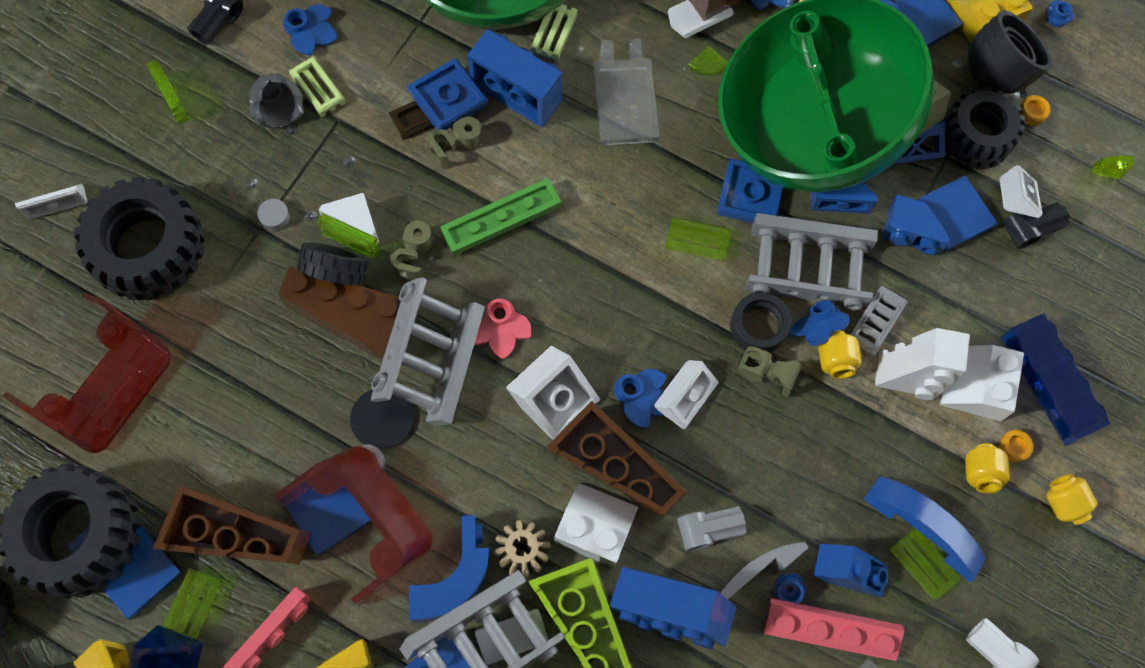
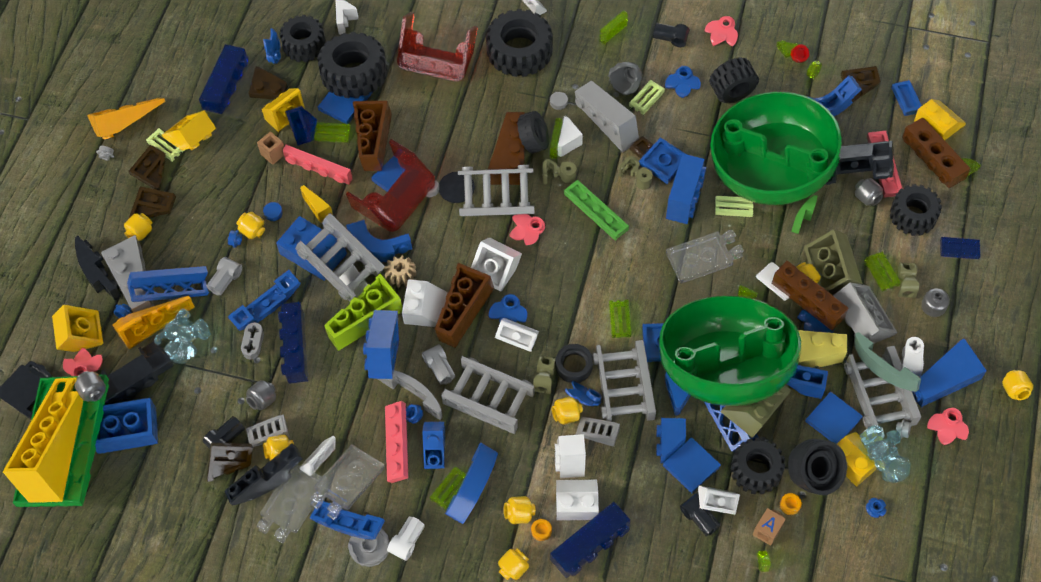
camera: 80 degrees right, 10 degrees down
(334, 147) = (608, 115): none -> light grey wedge
(795, 492) = (488, 413): none -> light grey fence
(1068, 143) = (769, 526): none -> medium nougat brick

